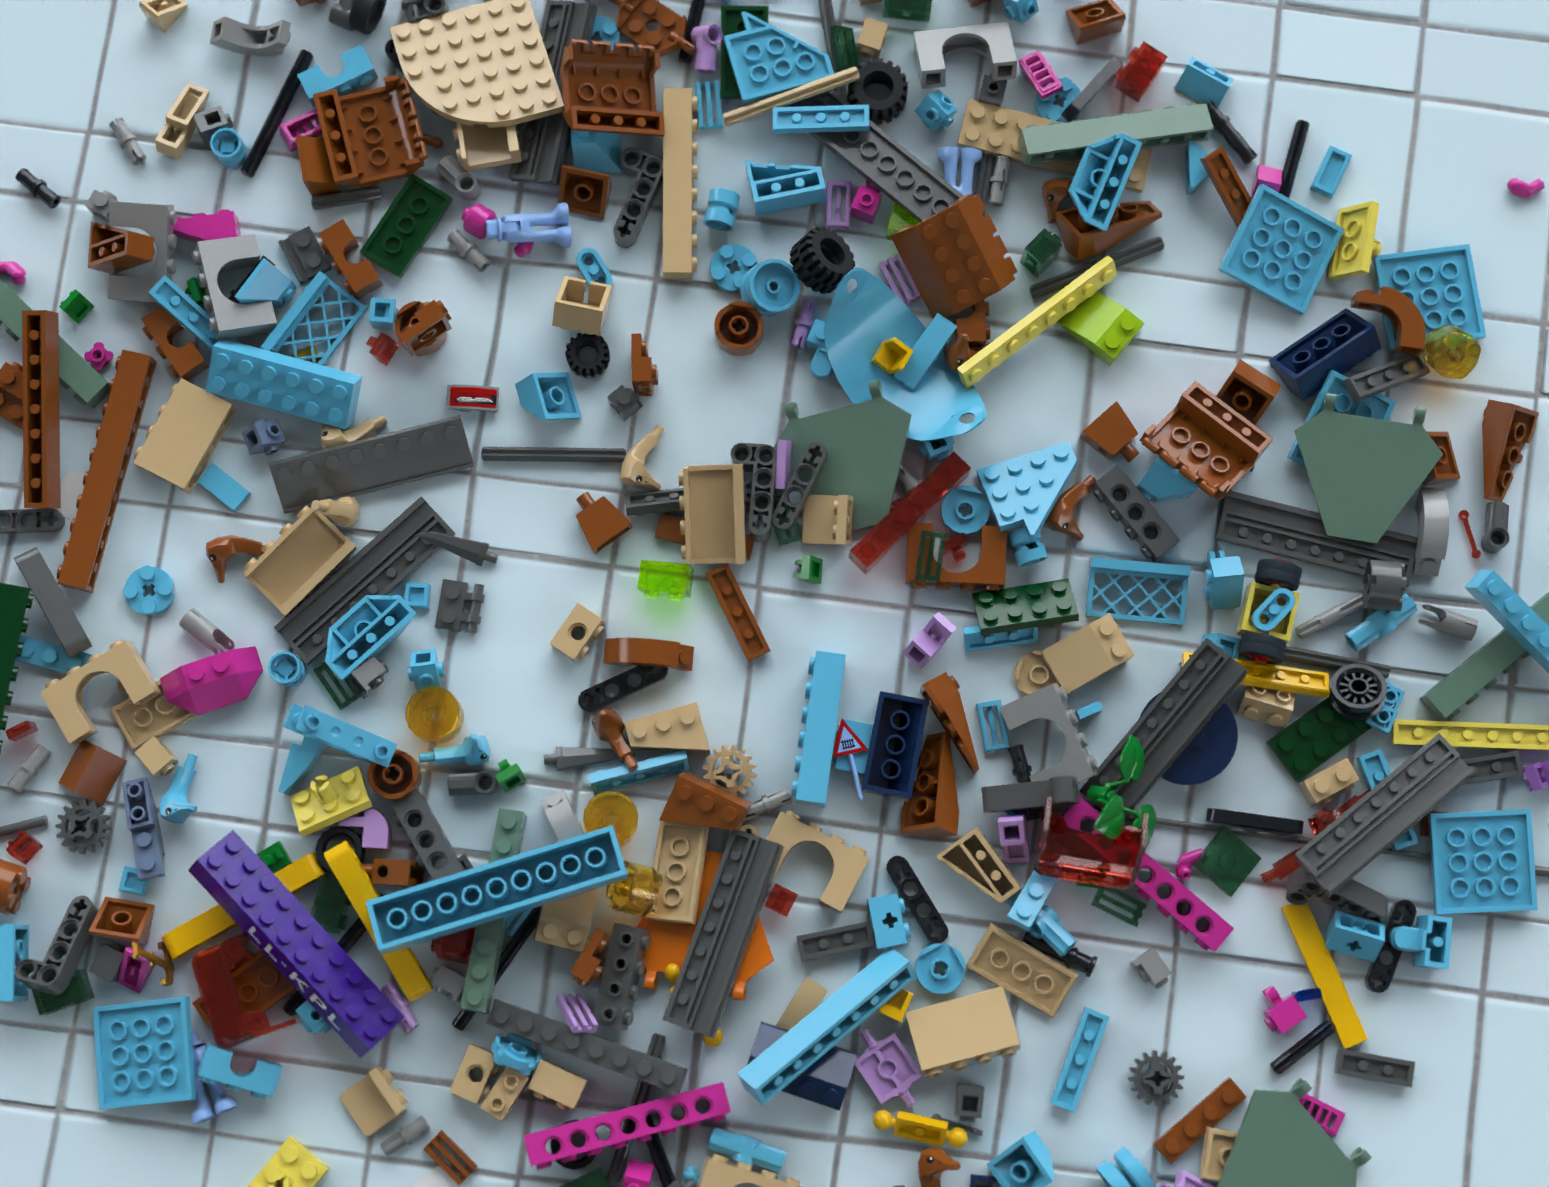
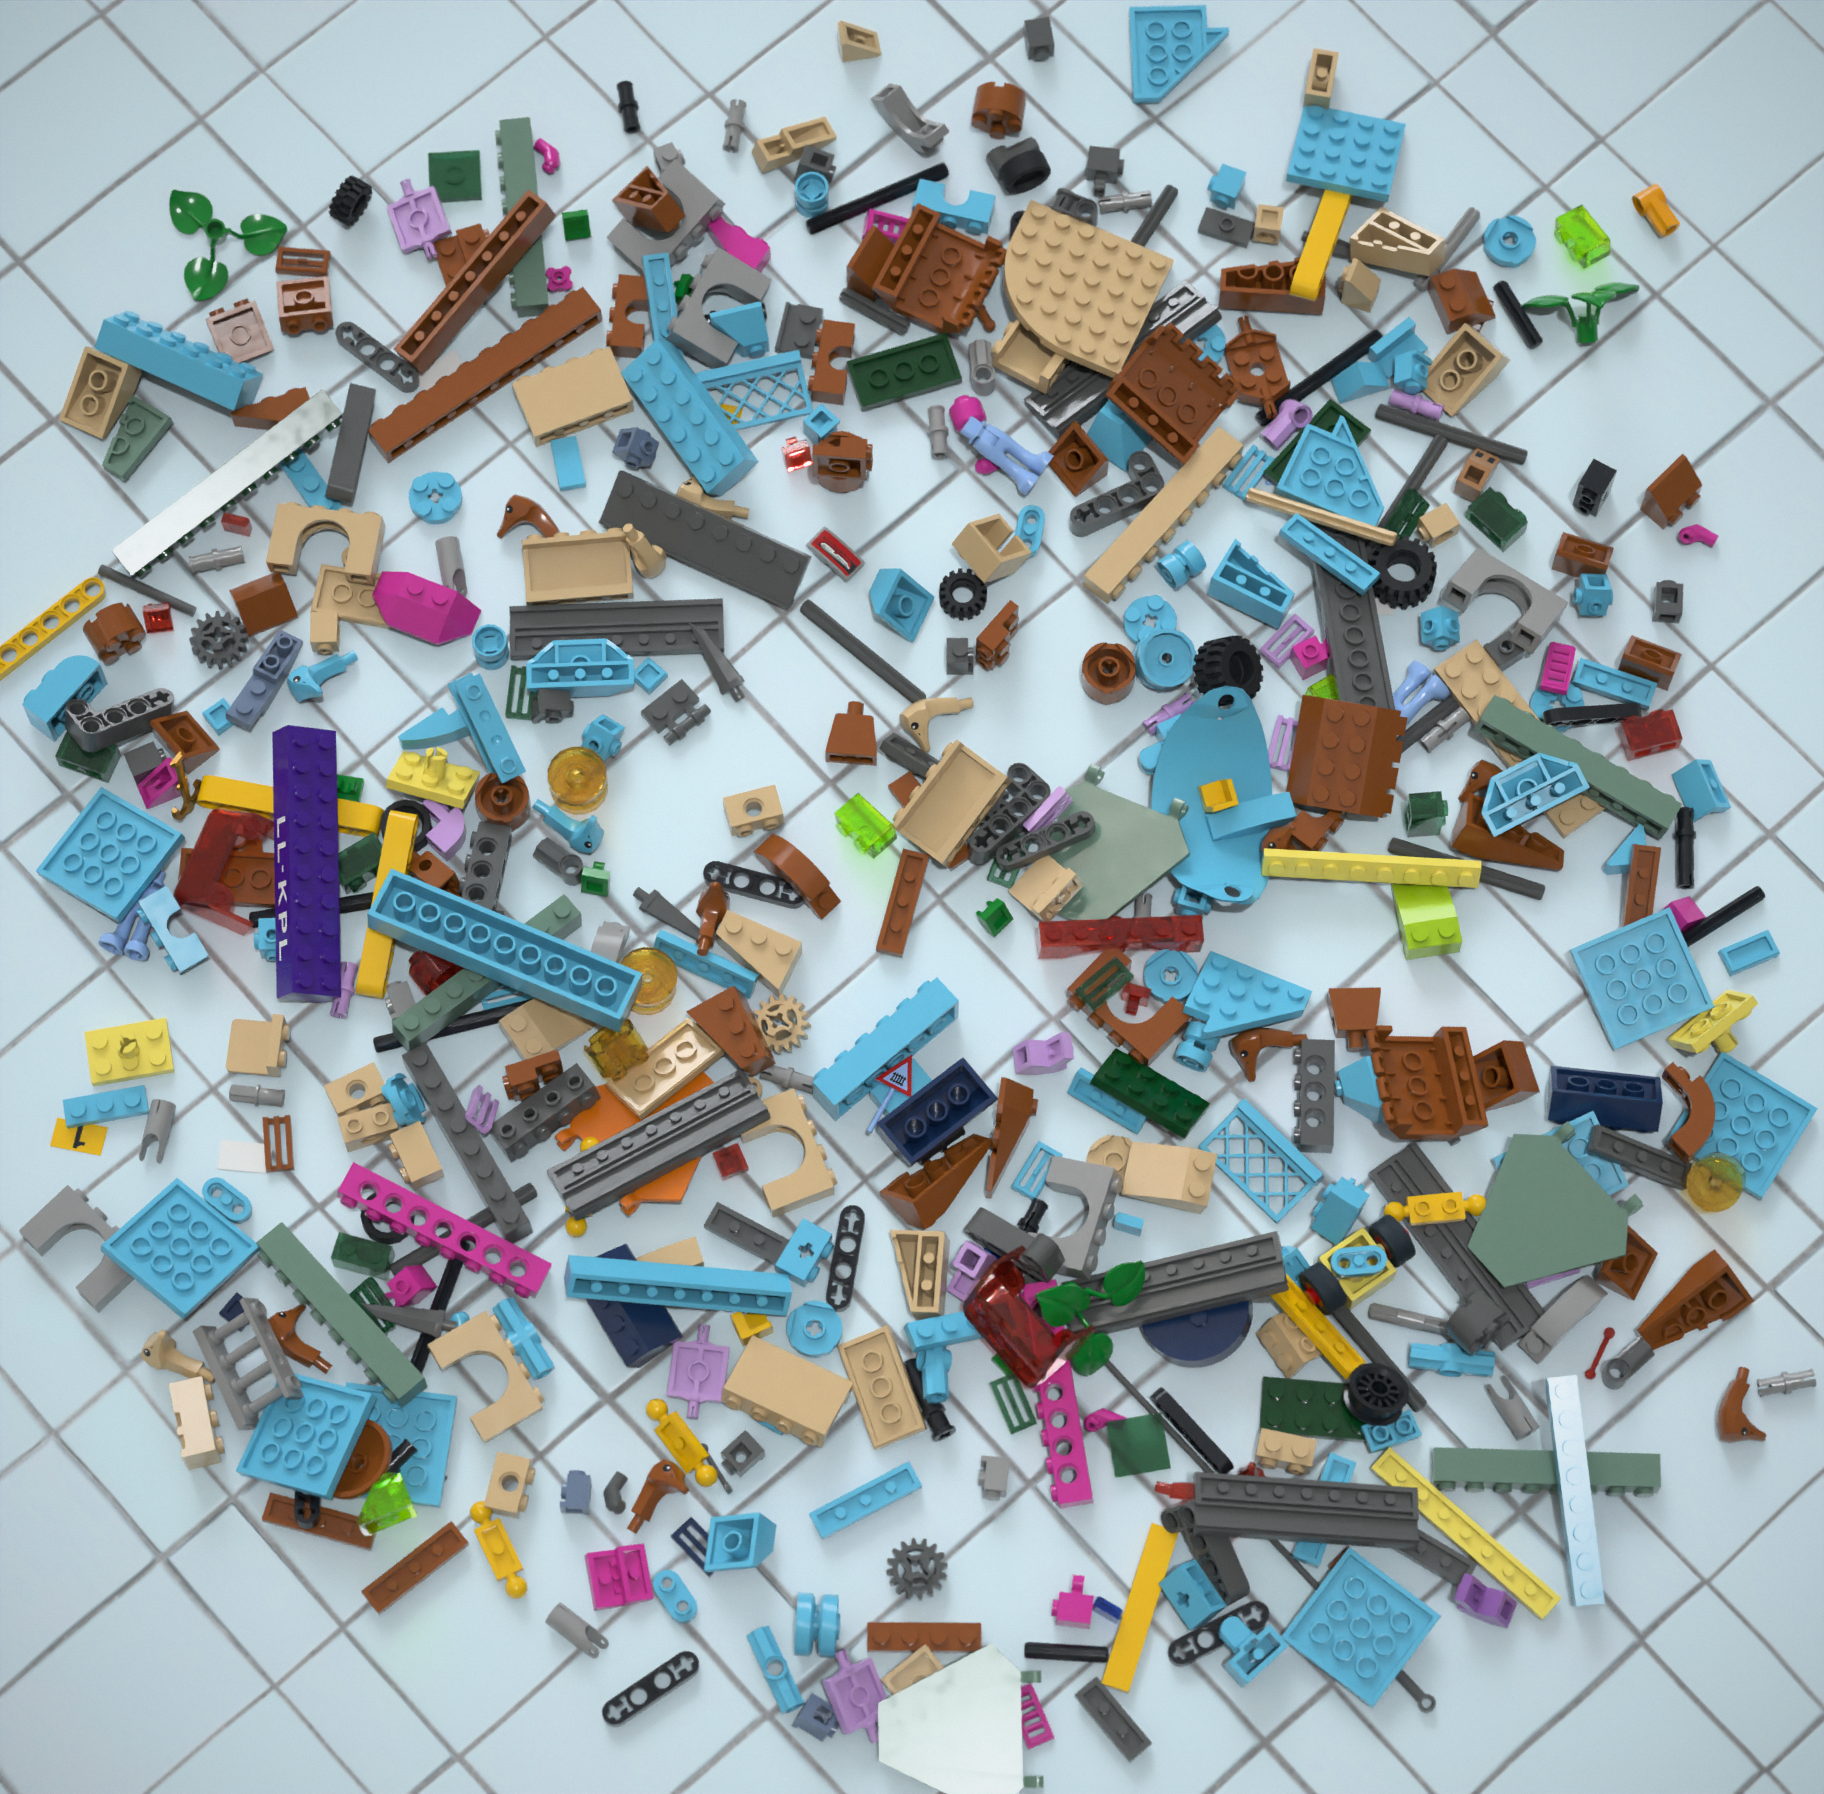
camera: 40 degrees right, 10 degrees down
(1084, 54) = (1614, 683): none -> medium azure plate
(1284, 526) = (1436, 1208): none -> yellow plate

